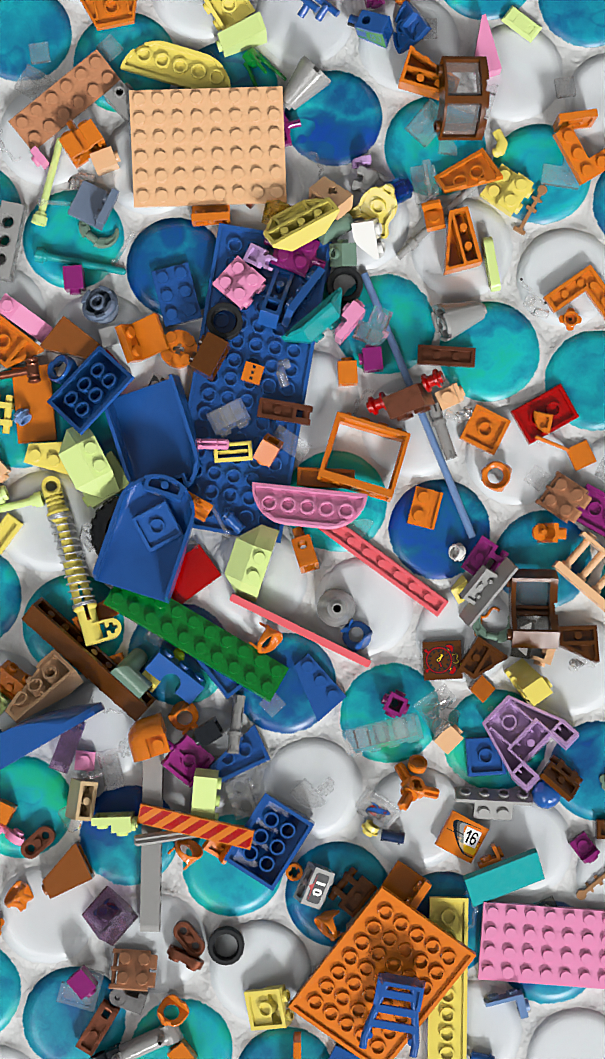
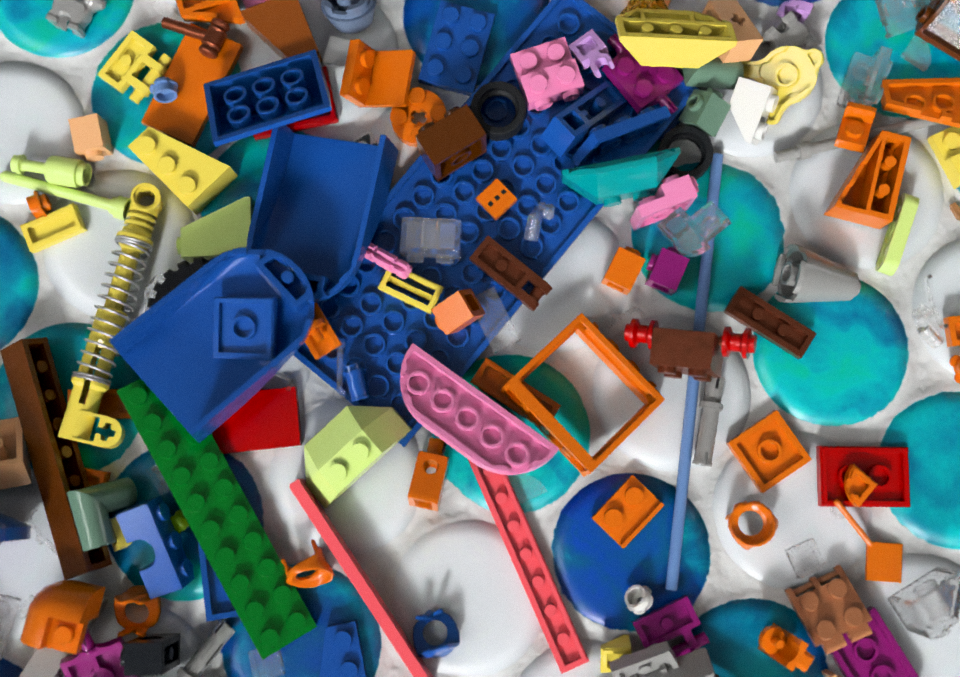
camera: 30 degrees right, 5 degrees down
(71, 367) = (257, 48): blue piece -> none
(87, 464) = (204, 193): yellowish green wedge -> none
(329, 600) = (438, 571): light grey cone -> none
(403, 188) = (831, 73): clear blue head -> none
(449, 396) = (745, 379): light nougat bracket -> none
(459, 416) = (742, 413): clear arm -> none

